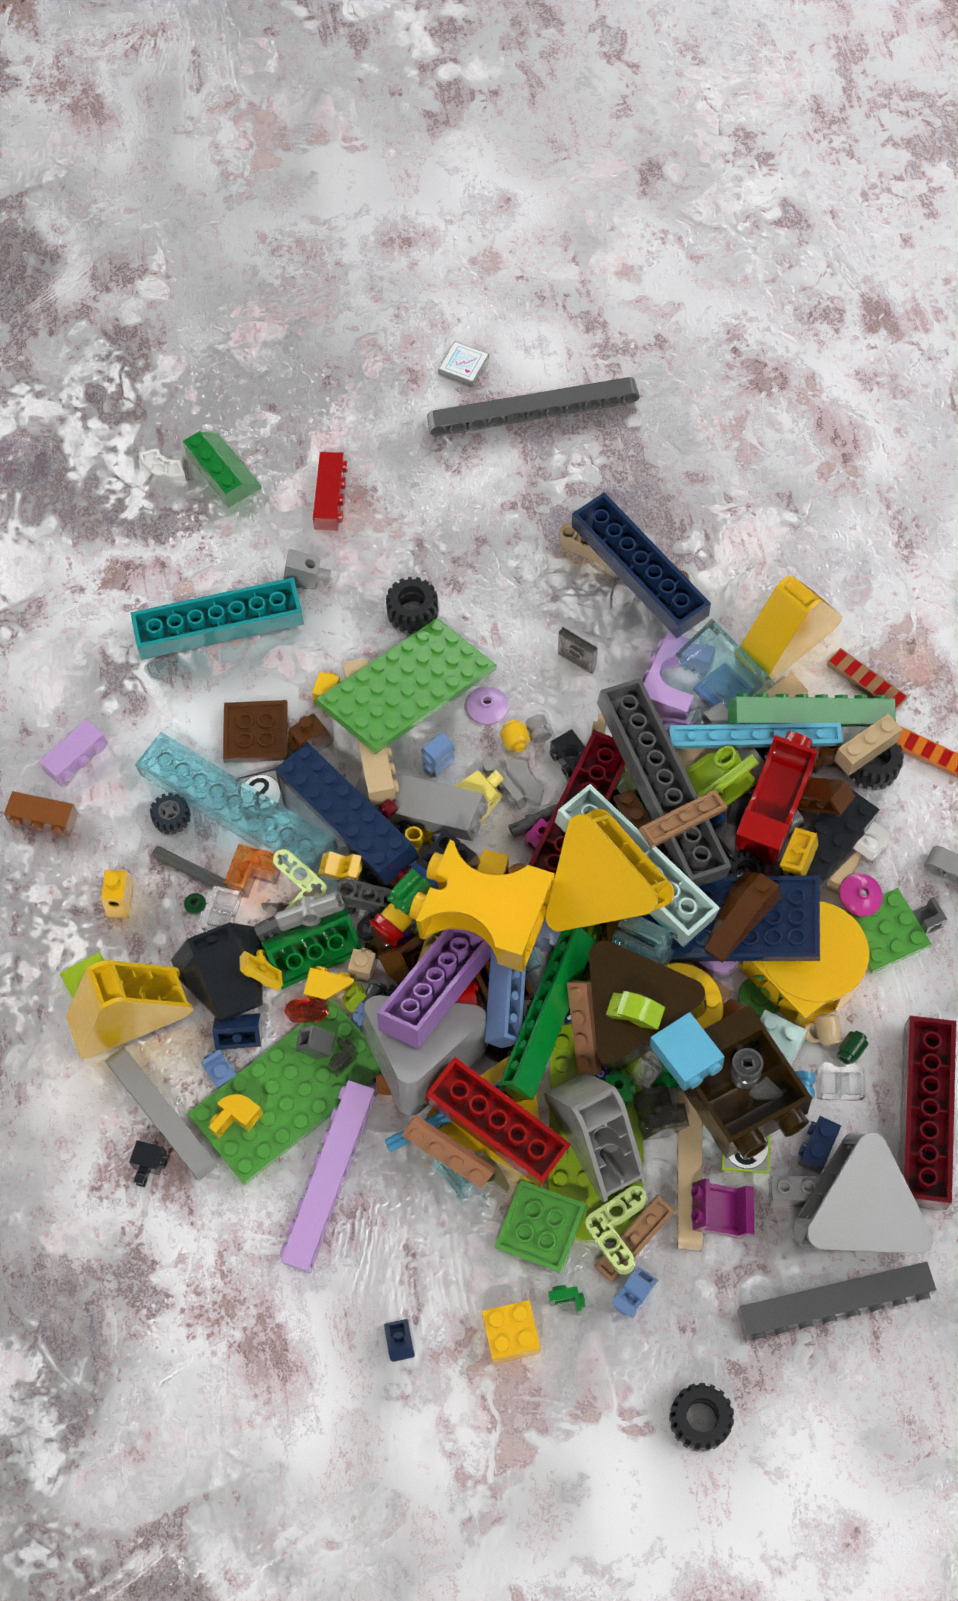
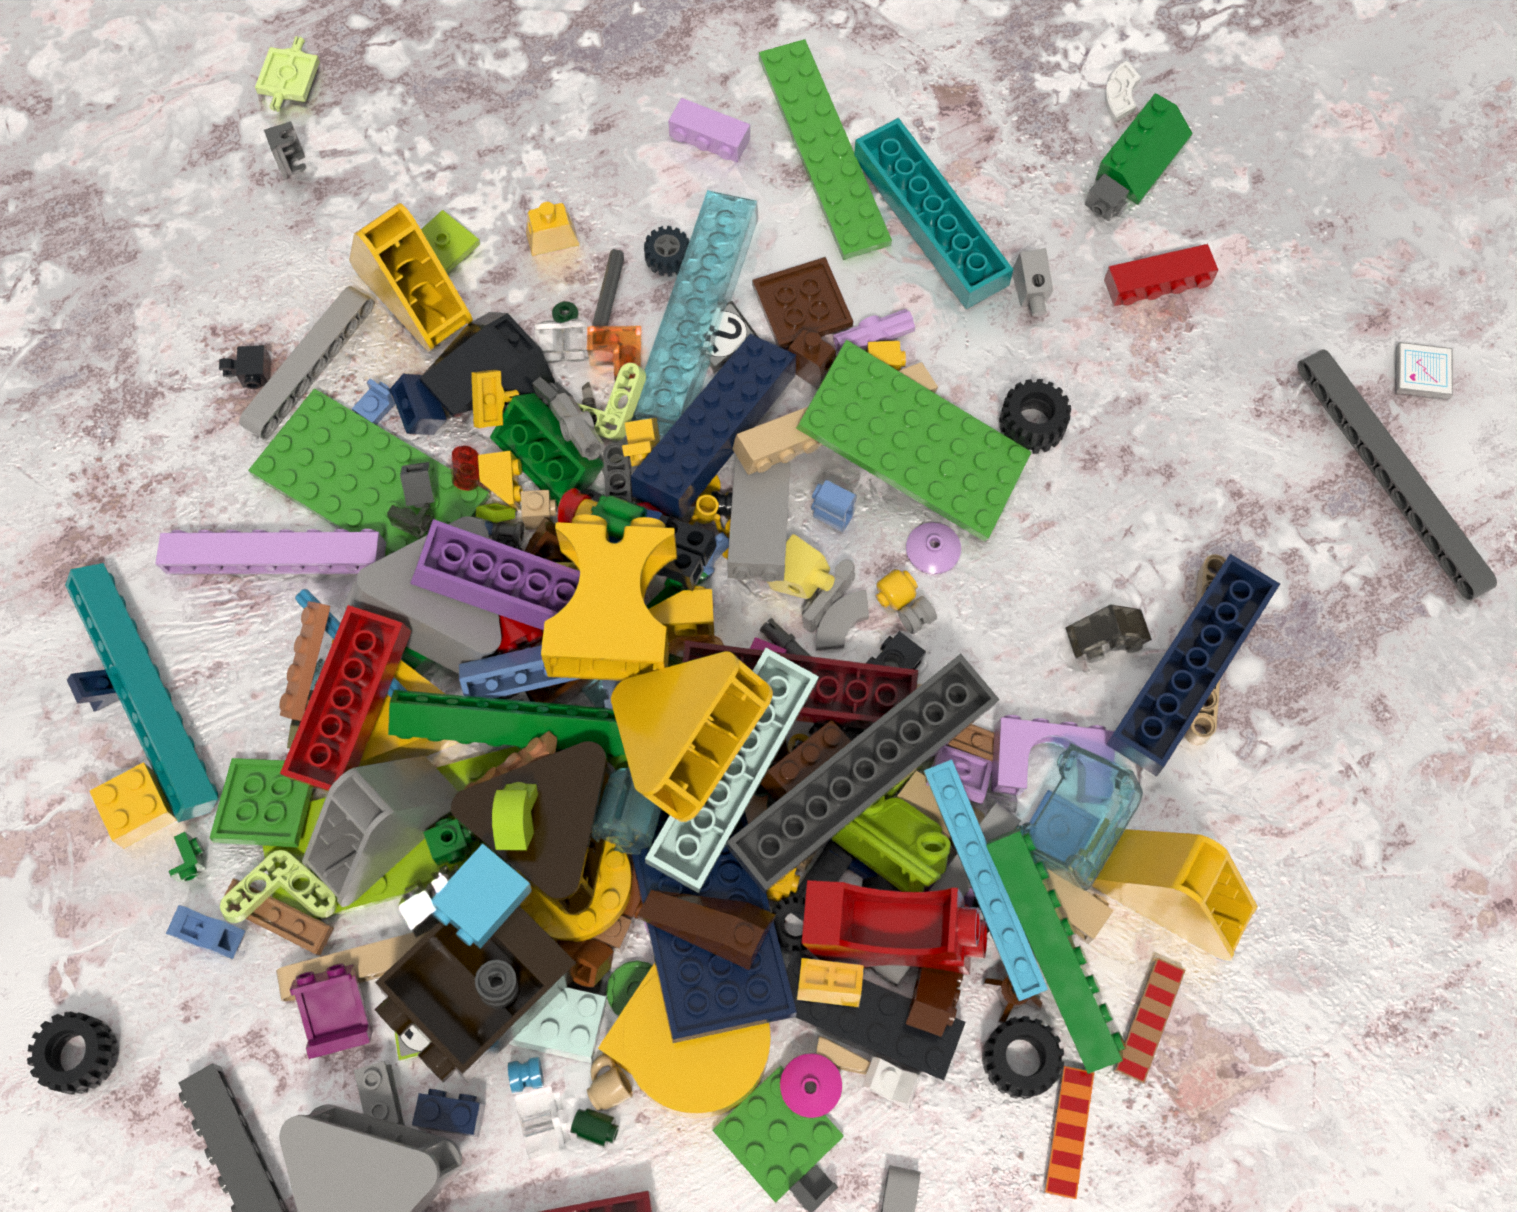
camera: 70 degrees right, 5 degrees up
(40, 814) = (622, 125): dark orange brick -> none
(122, 678) = (825, 150): none -> bright green plate
(237, 1109) = (319, 435): yellow brick -> none
(252, 503) = (1107, 198): none -> dark grey brick
(301, 688) = (877, 329): none -> lavender piece
(388, 808) = (732, 467): dark red plate -> none
(412, 1307) = (141, 692): none -> teal brick
(577, 650) = (1043, 626): clear smoke plate -> none
(595, 606) = (1108, 630): none -> clear smoke brick
(682, 819) = (809, 808): medium nougat tile -> none
(766, 1090) = (479, 1019): clear tile -> none
(868, 744) = (1028, 1037): tan brick -> none

